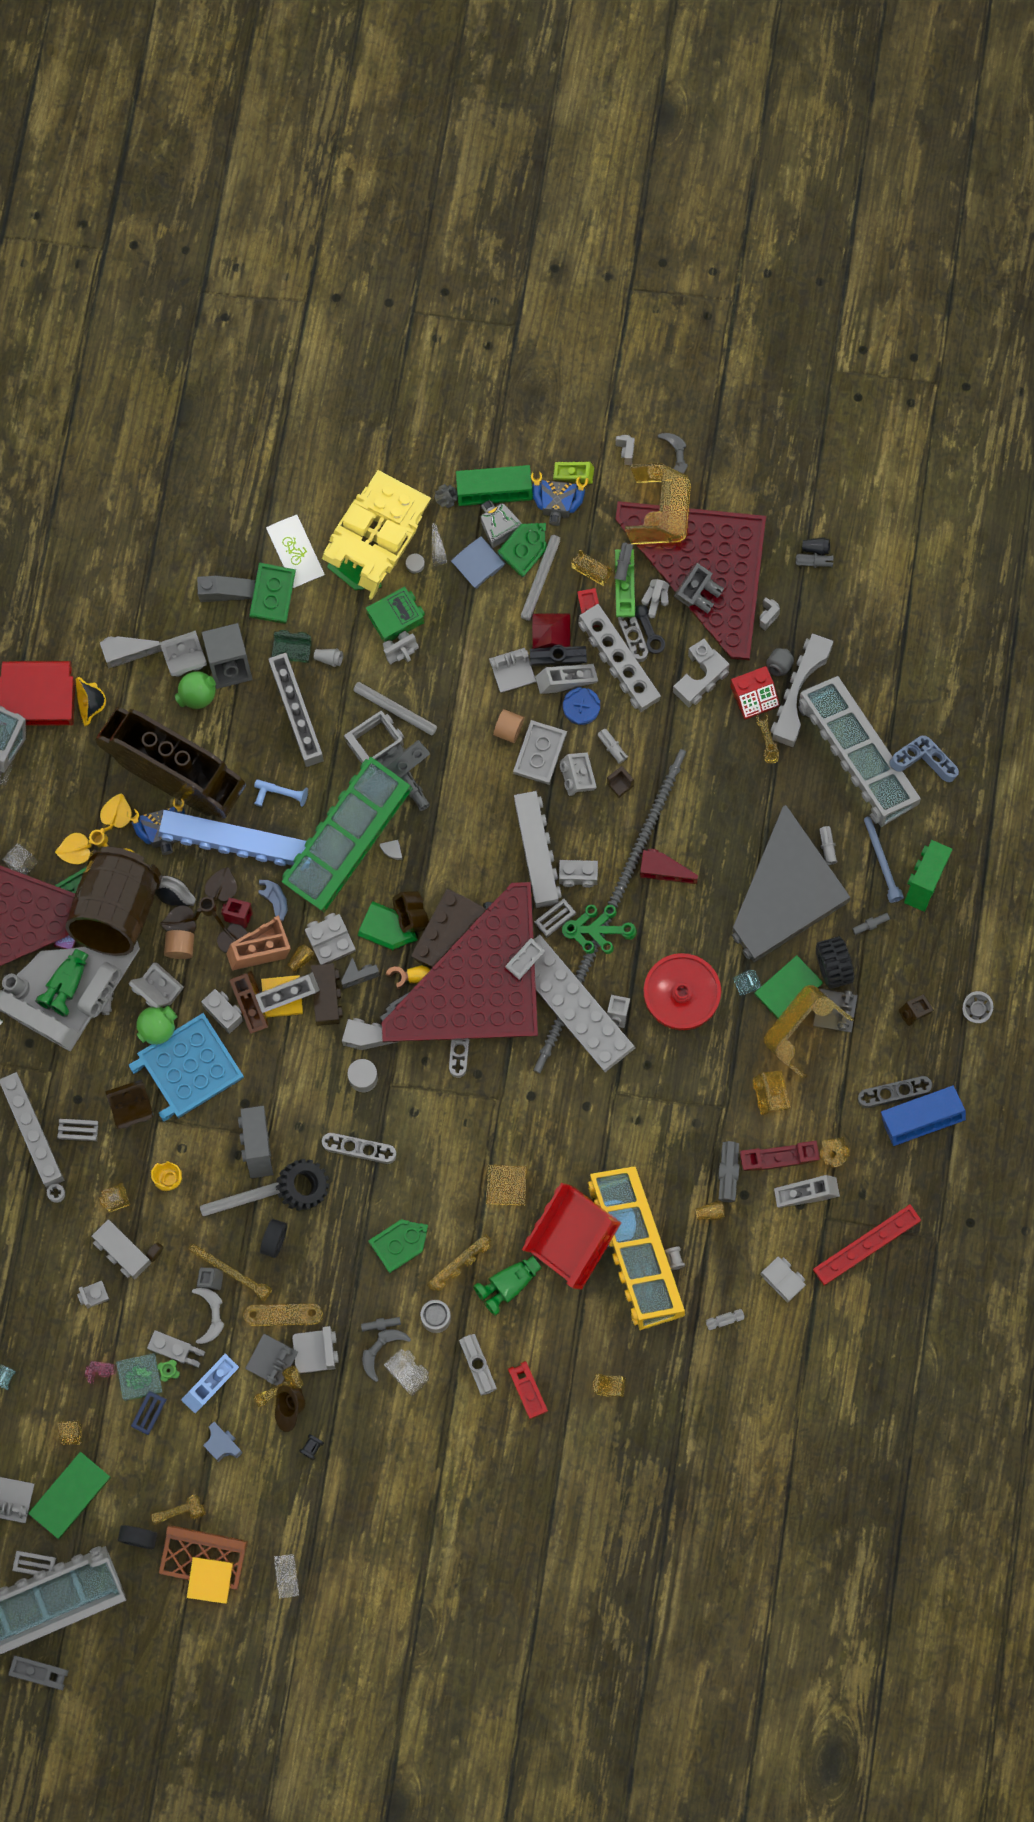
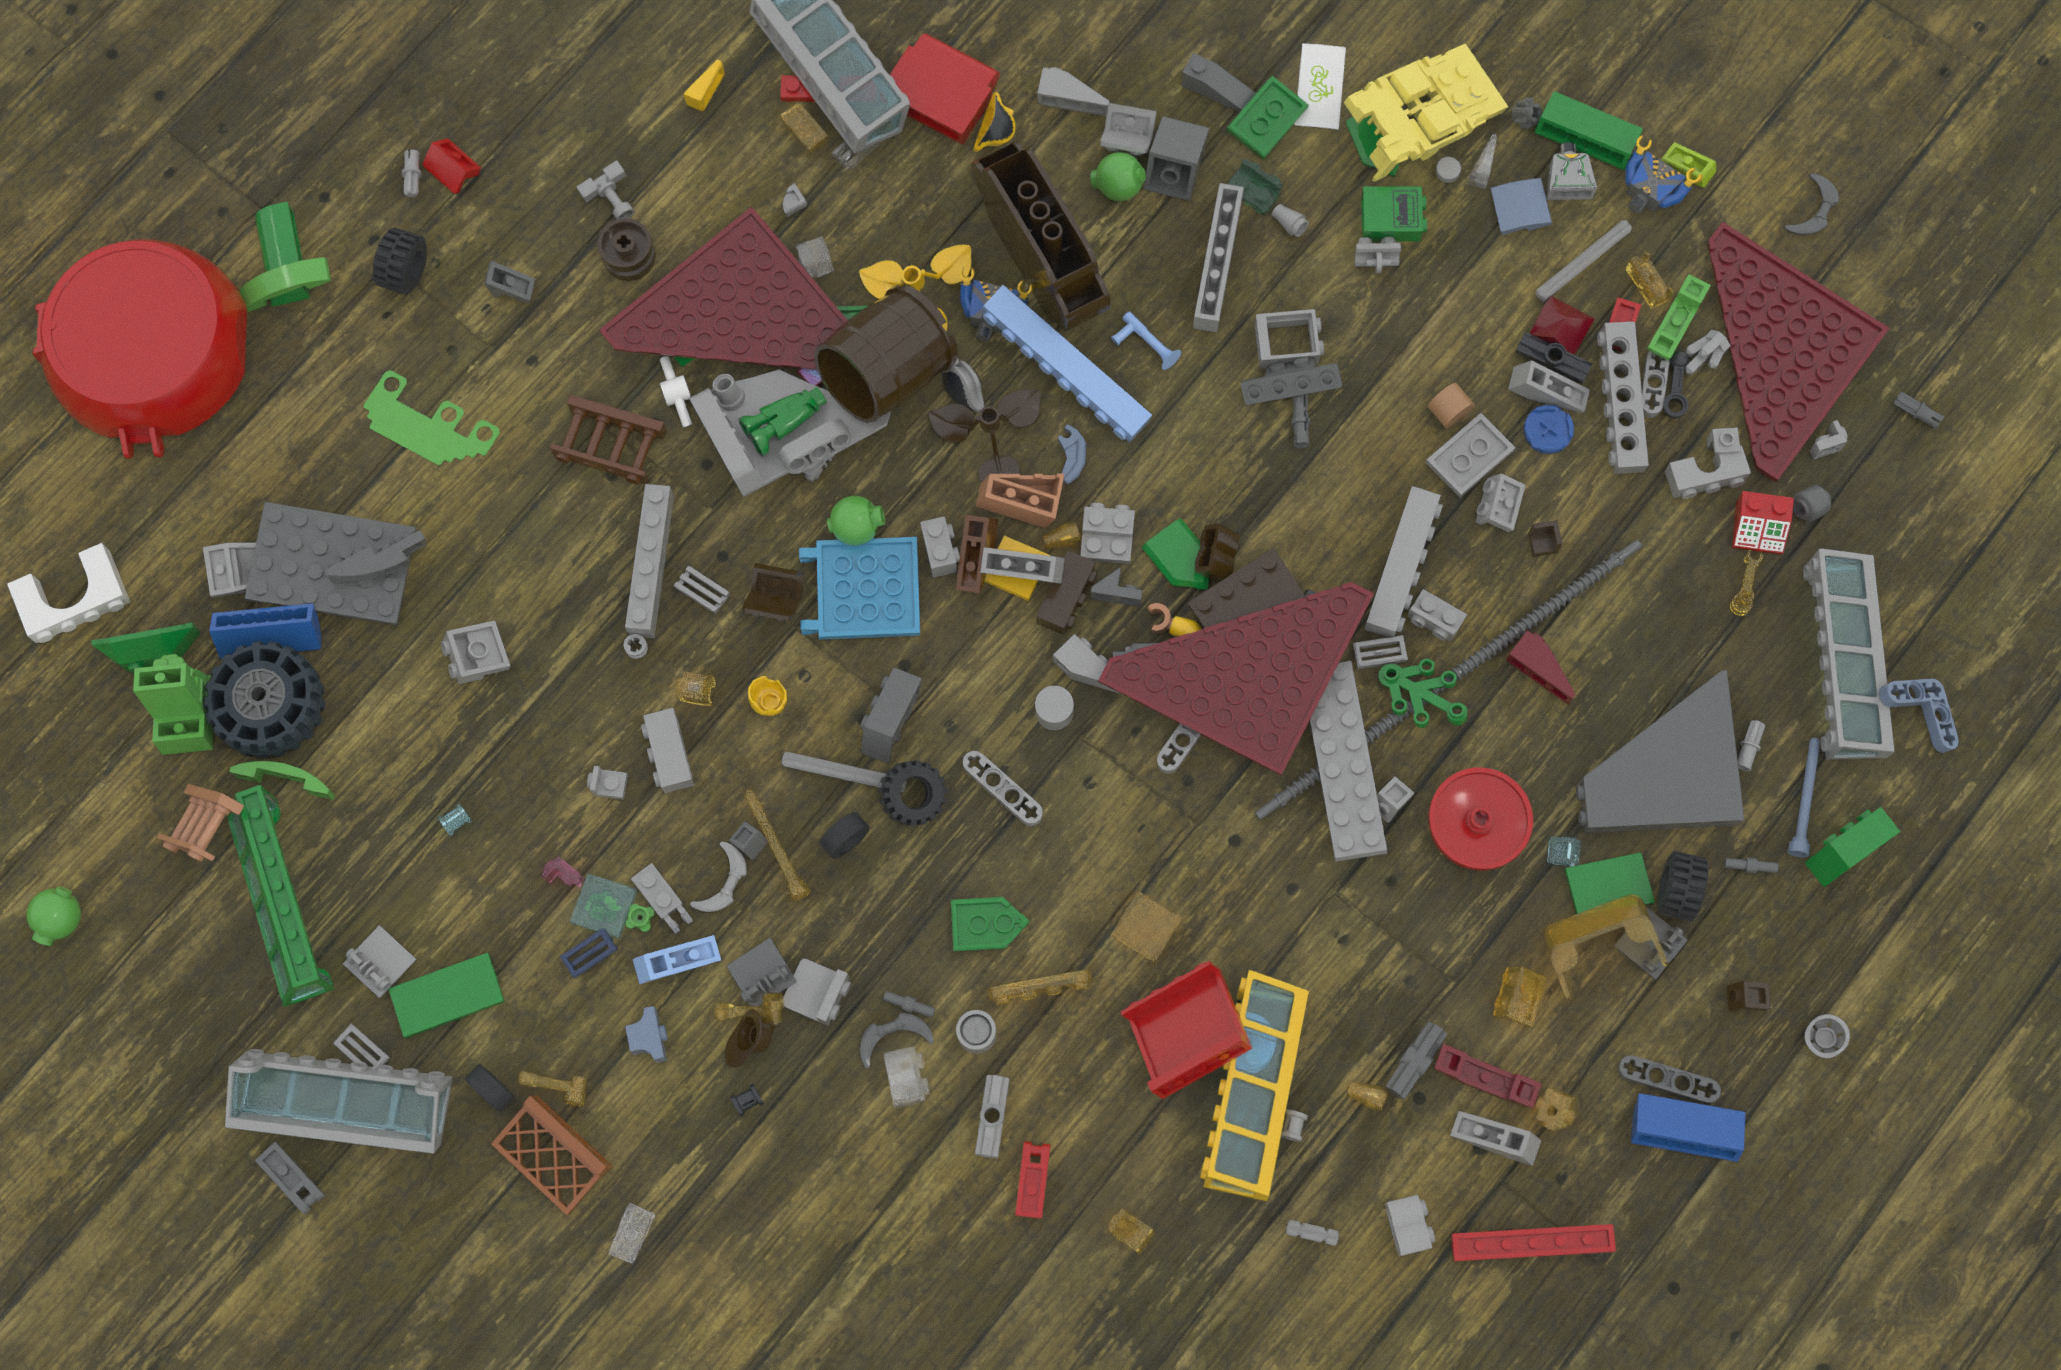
camera: 30 degrees right, 0 degrees up
(69, 1432) = (488, 924): clear yellow brick -> none
(154, 1251) = (703, 774): dark brown tile -> none
(157, 987) = (881, 479): light grey bracket -> none
(179, 944) = (934, 445): medium nougat piece -> none
(210, 1580) = (541, 1186): yellow tile -> none
(237, 912) = (1021, 446): dark red brick -> none
(282, 1314) = (805, 928): clear yellow plate -> none
(346, 834) = (1194, 424): window -> none
(392, 849) = (1237, 472): light grey tile -> none
(395, 708) = (1332, 317): light grey axle -> none
(508, 1283) = (1082, 1042): green piece -> none
(512, 670) = (1491, 346): light grey hinge -> none
(524, 547) = (1584, 216): green tile -> none
(525, 958) = (1316, 677): light grey plate -> none
(612, 746) = (1559, 493): light grey axle -> none
(624, 561) = (1691, 291): dark grey axle -> none
(627, 445) = (1769, 166): light grey bracket -> none
(672, 518) = (1775, 272): clear yellow windscreen -> none
(695, 581) = (1765, 356): dark grey brick -> none
(815, 656) = (1857, 520): light grey arch -> none
(817, 545) = (1933, 395): black cone -> none

